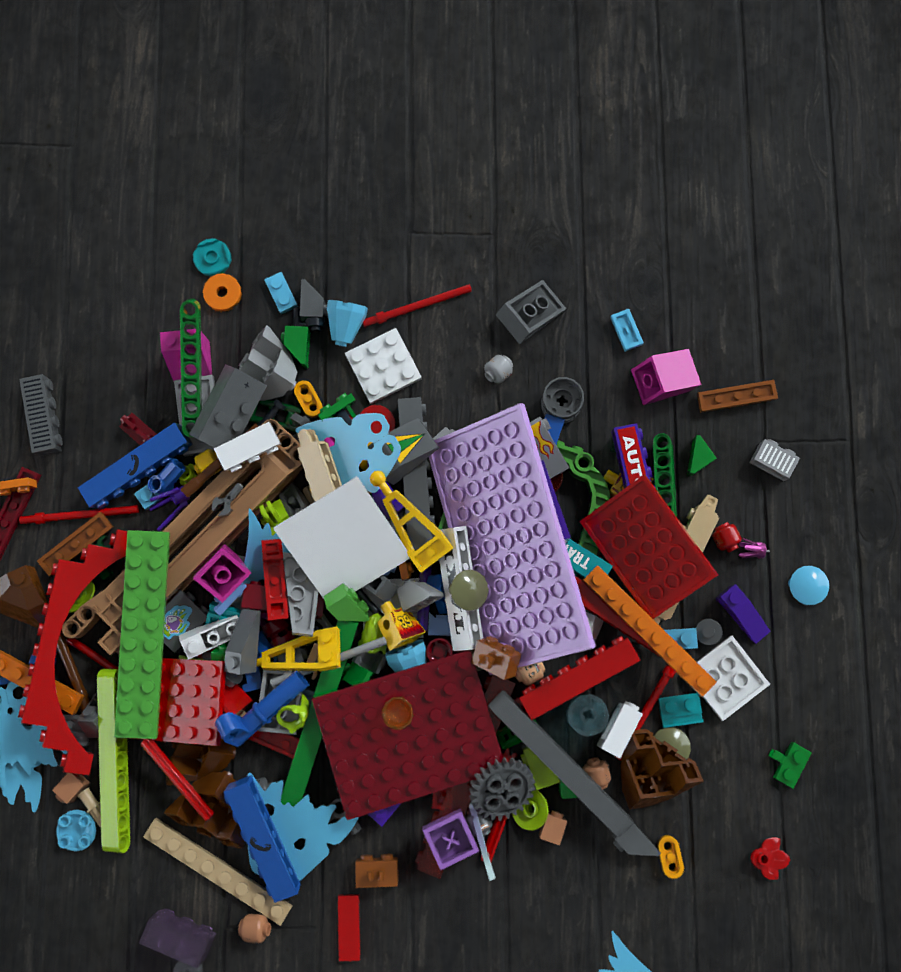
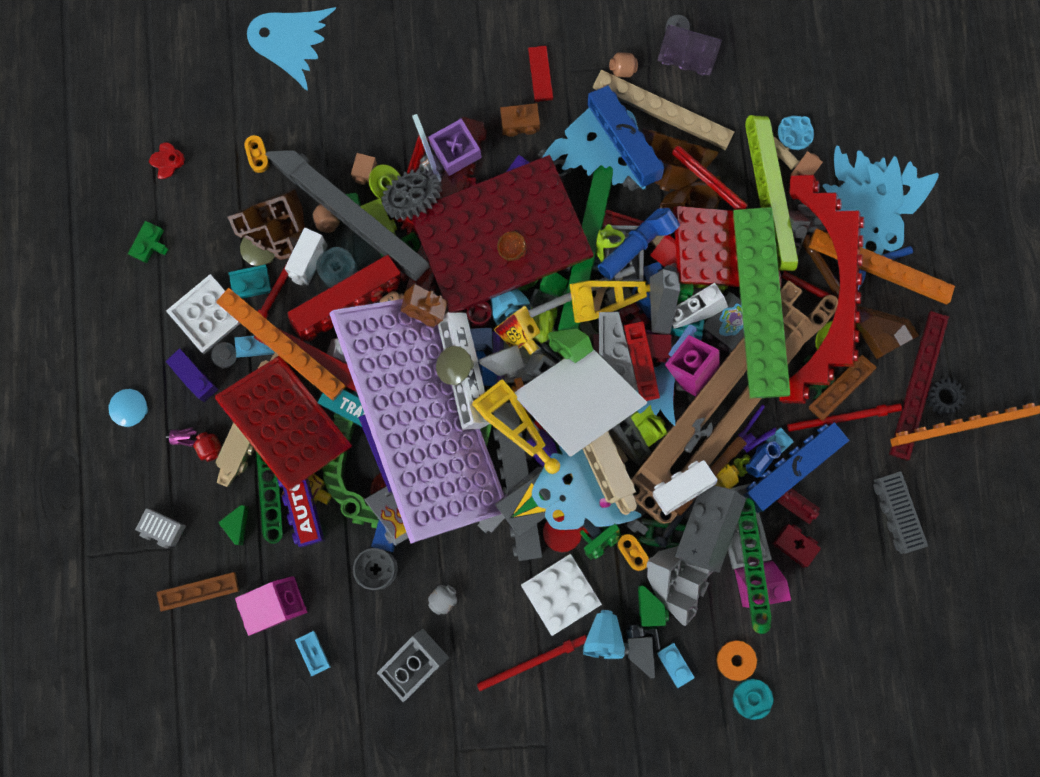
camera: 170 degrees right, 0 degrees up
(139, 385) = (785, 543): none -> dark red brick

